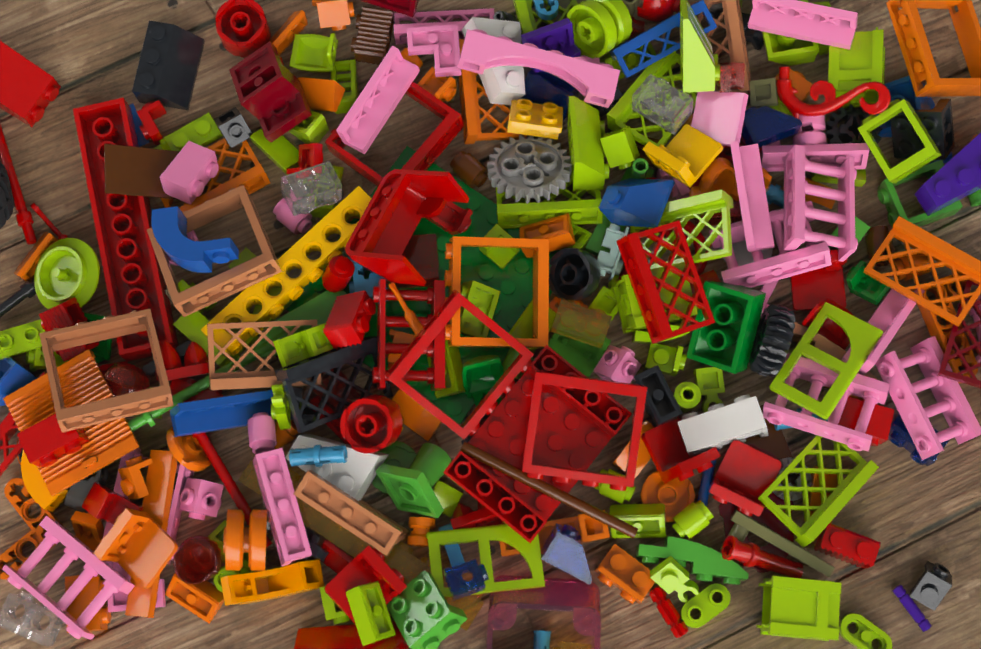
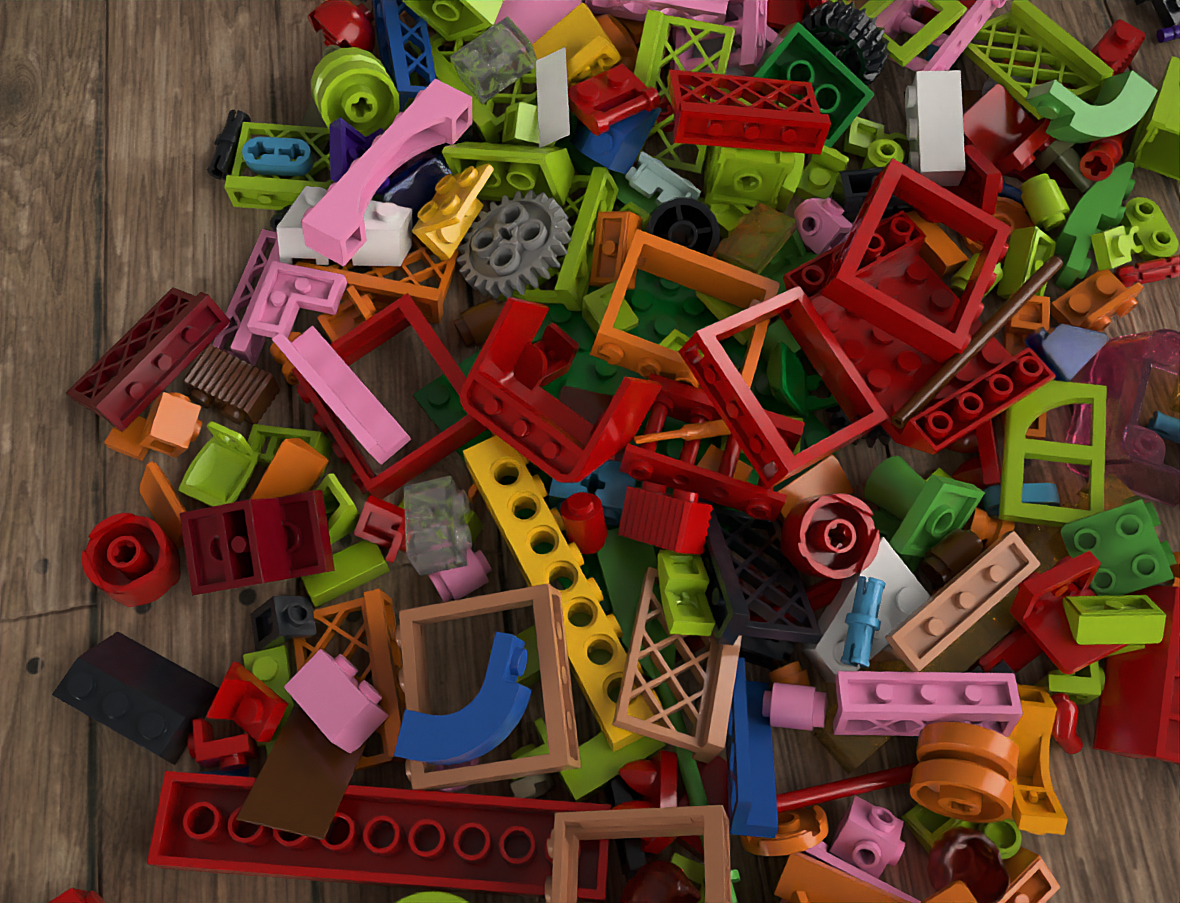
camera: 75 degrees left, 10 degrees down
(179, 124) = (248, 703): none -> red slope
(280, 407) = (766, 663): lime plate -> none
(303, 601) = (1065, 724): none -> red arm
(390, 508) = (951, 556): none -> reddish brown brick
(458, 586) = (1090, 474): clear blue brick -> none
(634, 151) = (552, 97): none -> white sticker
(650, 184) = (610, 98): none -> red plate
(764, 542) = (1116, 109): none -> bright green arch

